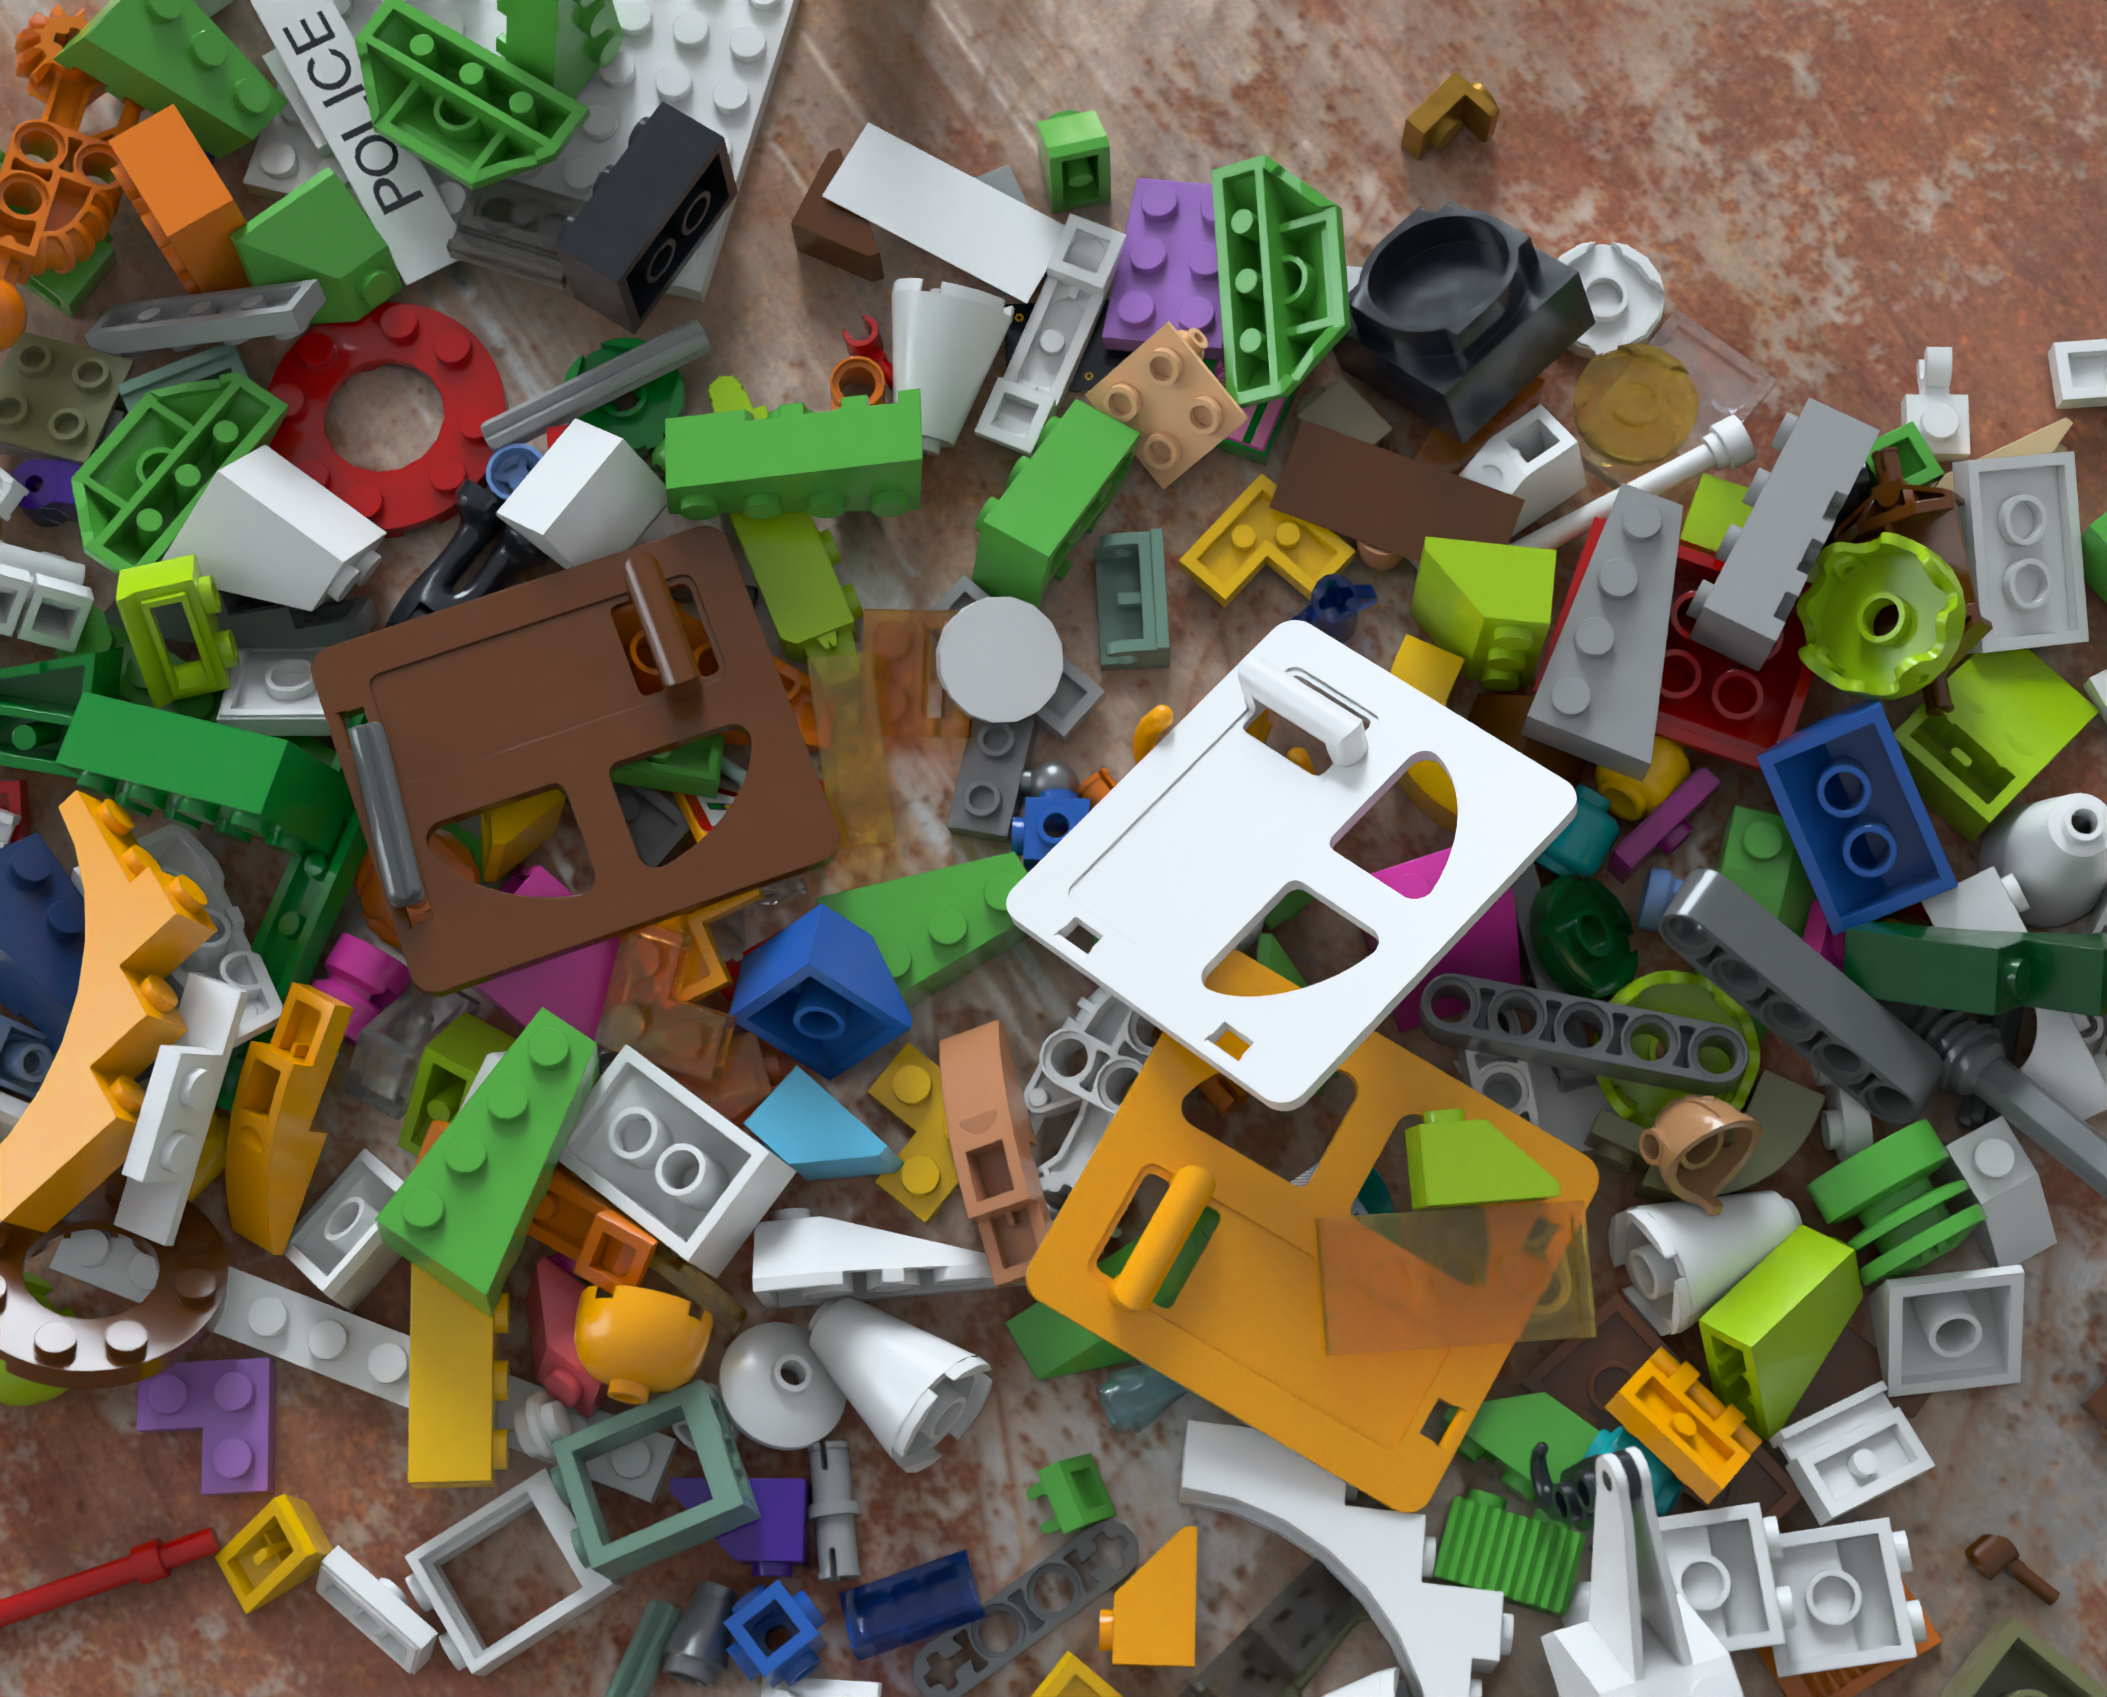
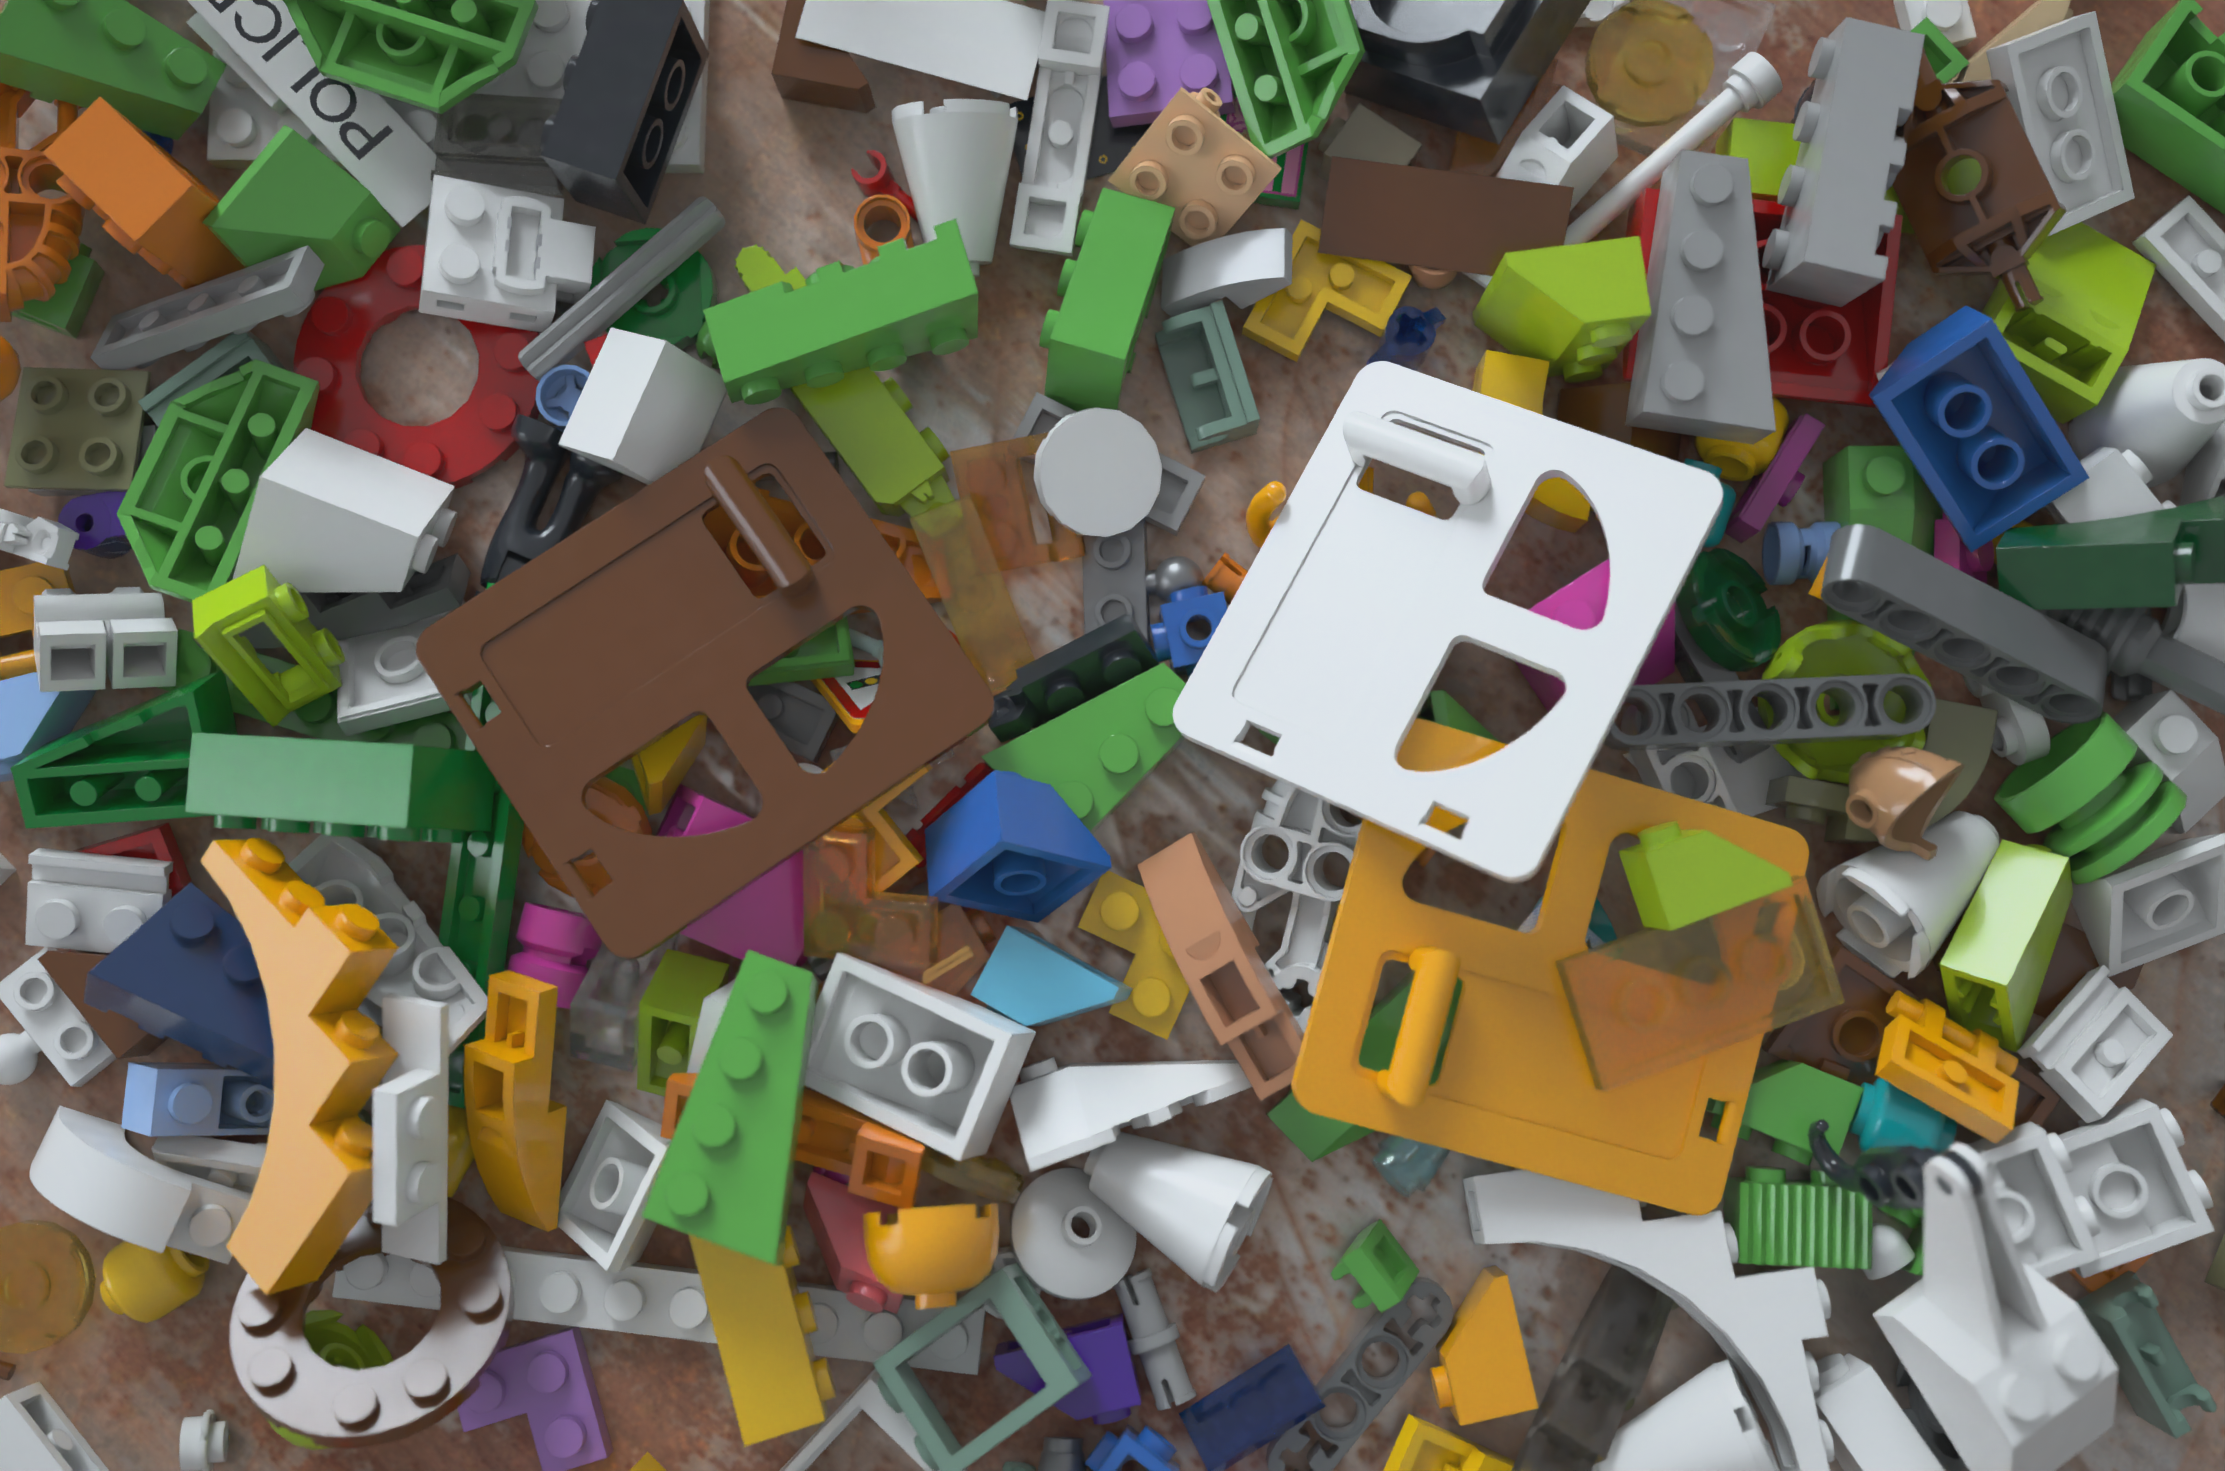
camera: 15 degrees left, 10 degrees up
(386, 815) = (535, 789): dark grey axle -> none
(492, 331) = (501, 255): none -> white piece
(540, 1424) = (856, 1339): white plate -> none
(923, 845) = (1071, 677): none -> black hinge
(1183, 501) = (1234, 266): none -> light grey slope
(1849, 593) = (1938, 188): lime plate -> none

